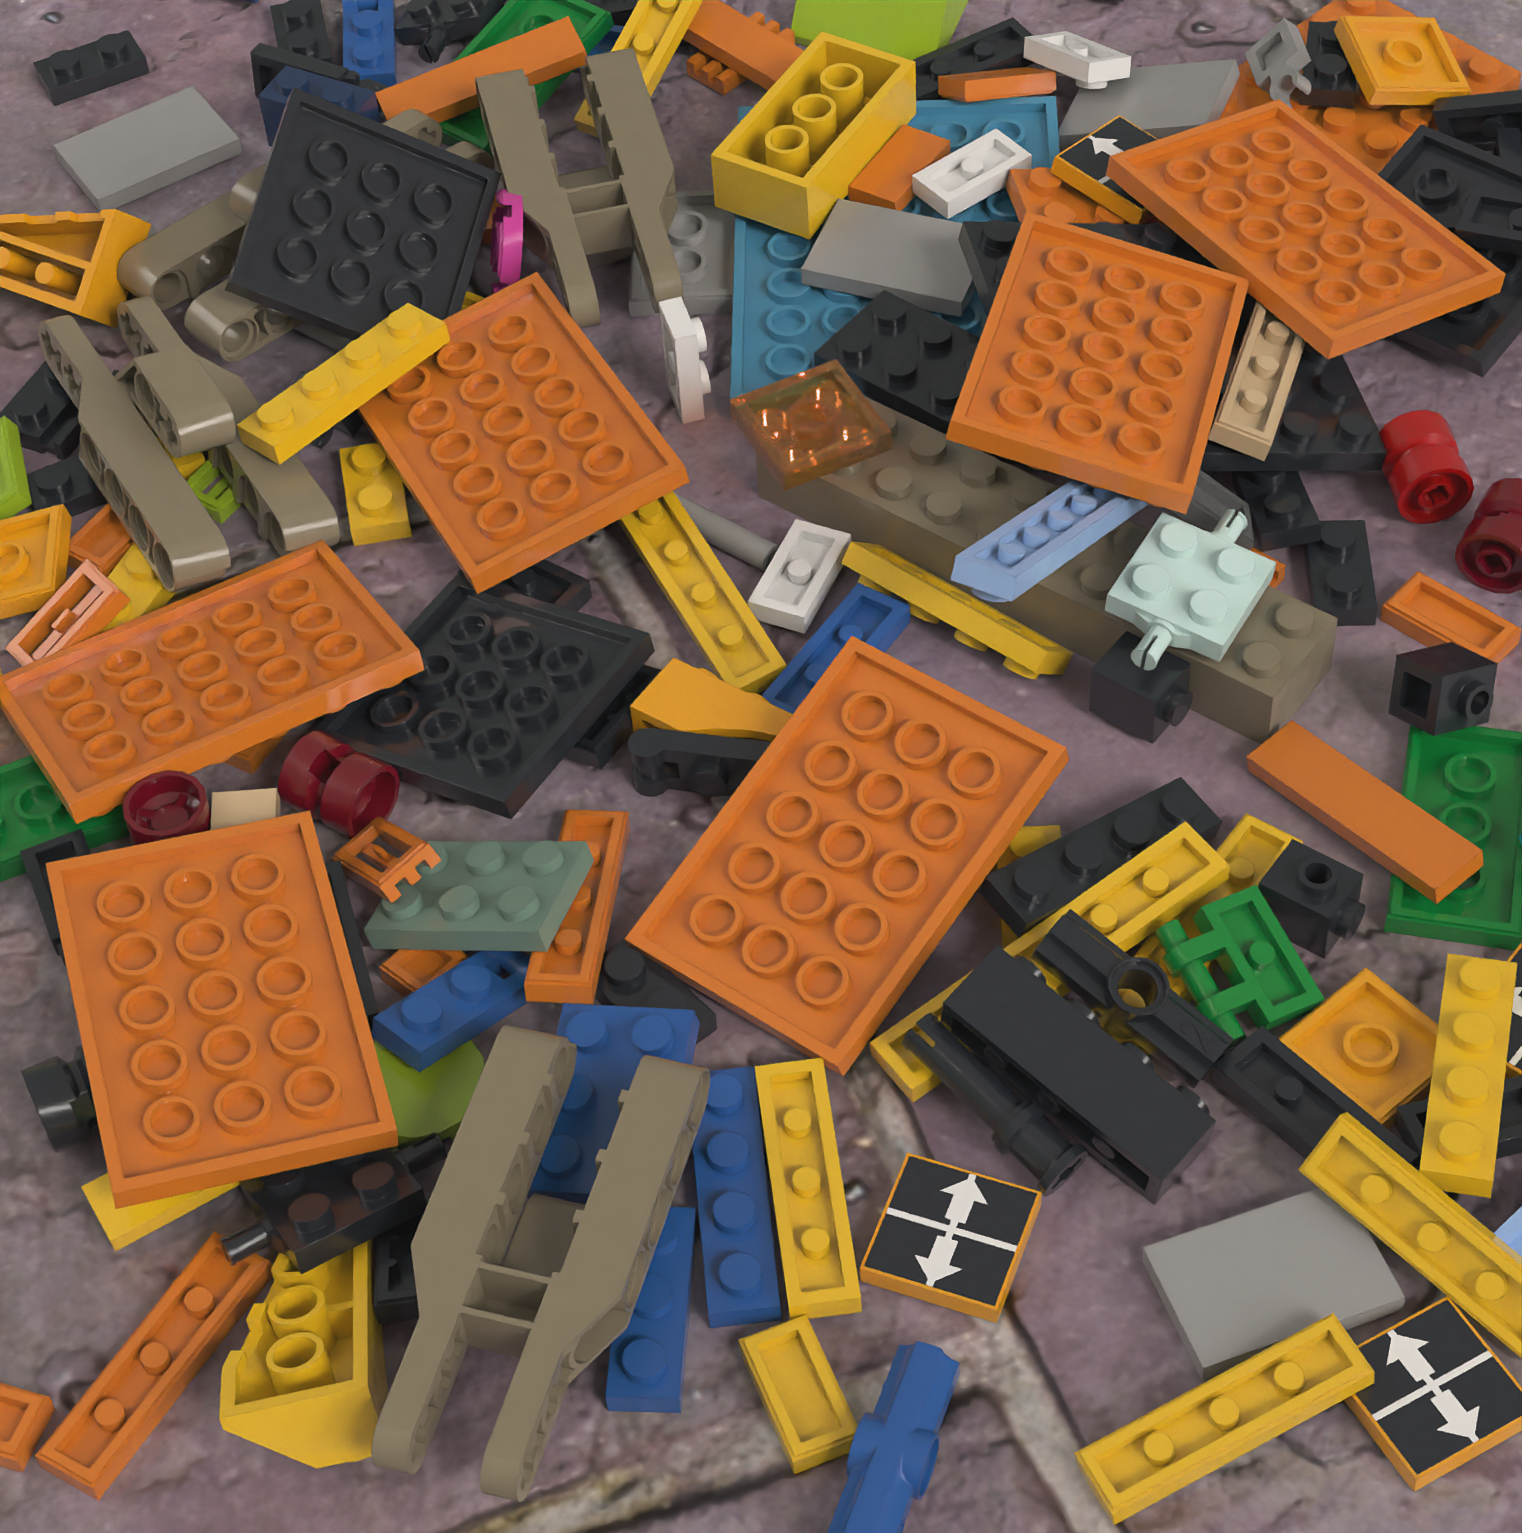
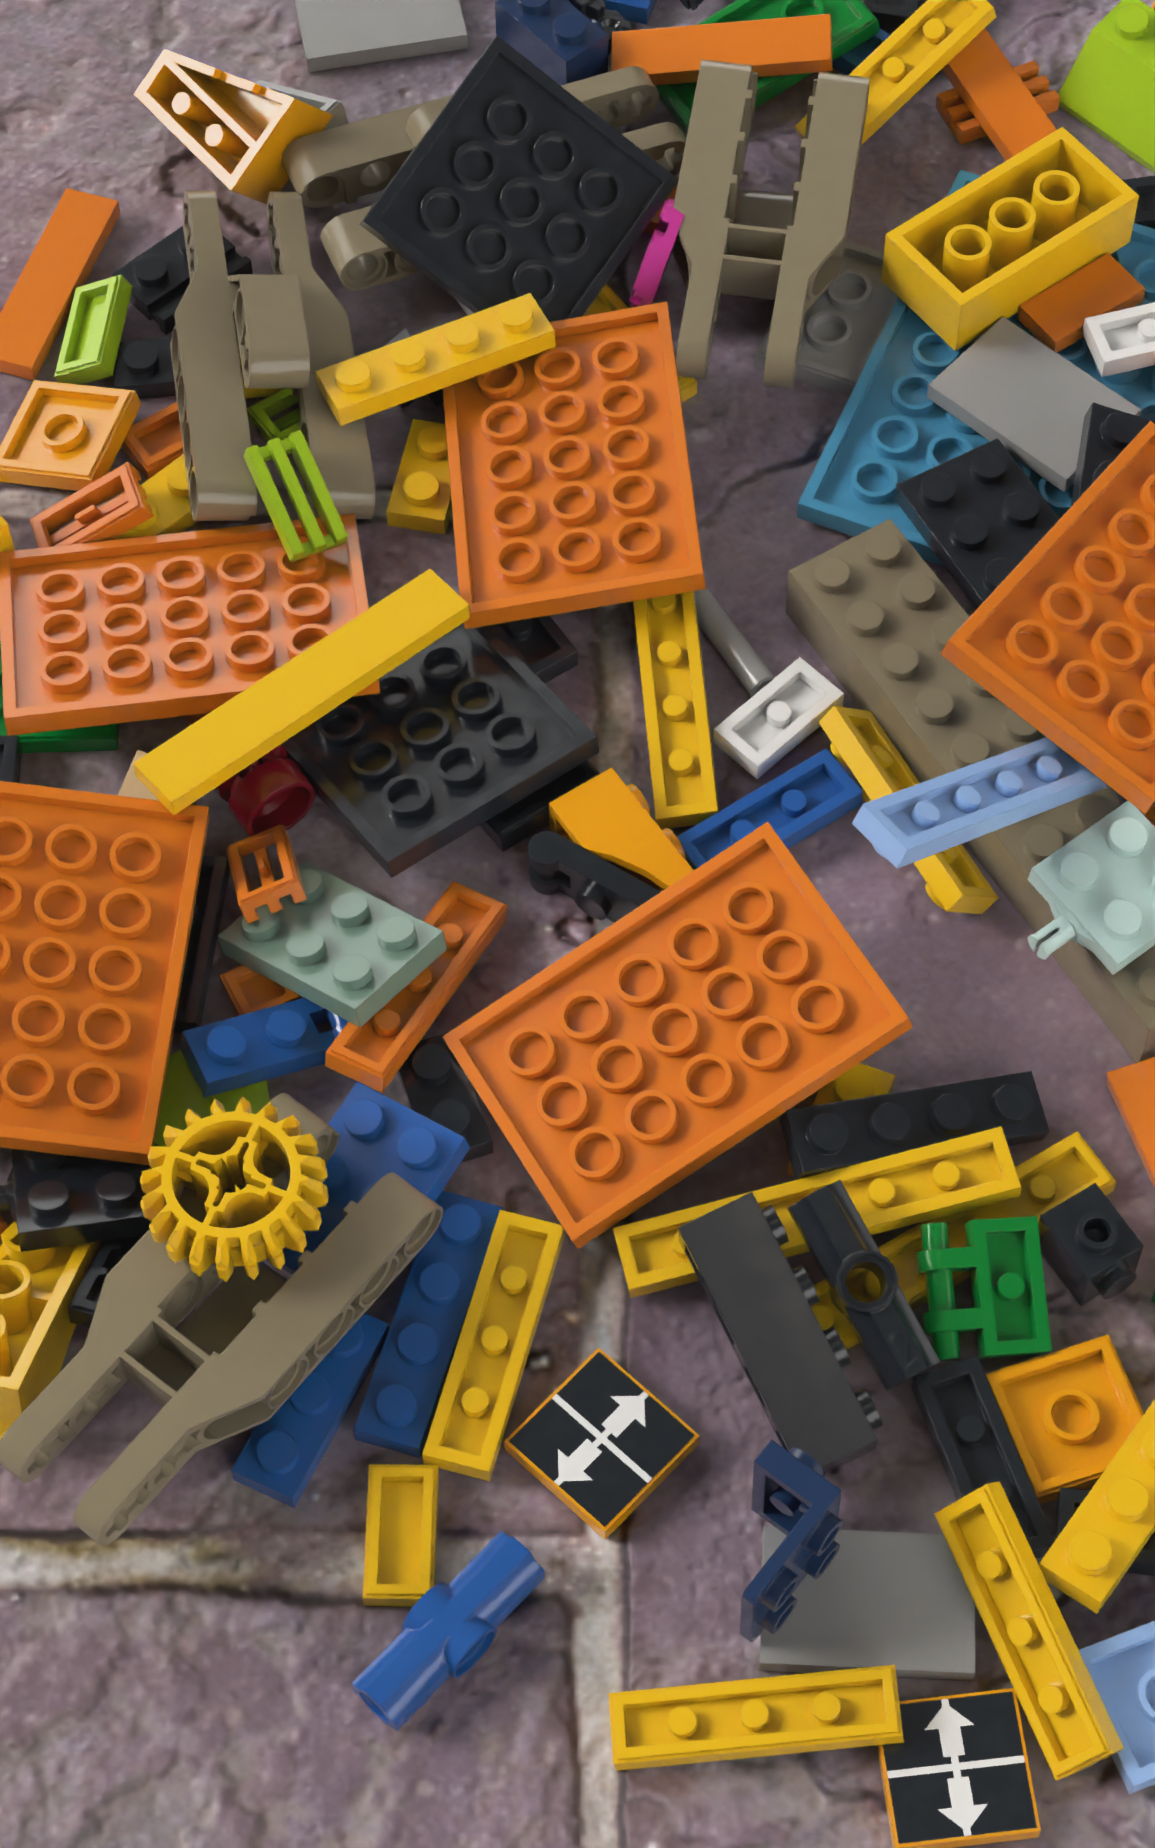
camera: 20 degrees right, 10 degrees up
(166, 807) = (90, 754): dark red wheel -> none
(272, 526) = (298, 447): none -> lime tile
(351, 686) = (301, 691): none -> yellow tile
(545, 1133) = (226, 1153): none -> yellow gear
(685, 373) = (771, 432): white plate -> none
(810, 424) = (842, 573): clear orange plate -> none
(1016, 1124) = (704, 1364): black pin -> none
(1140, 698) = (1032, 982): black brick -> none
(1181, 1205) = (805, 1507): none -> dark blue bracket

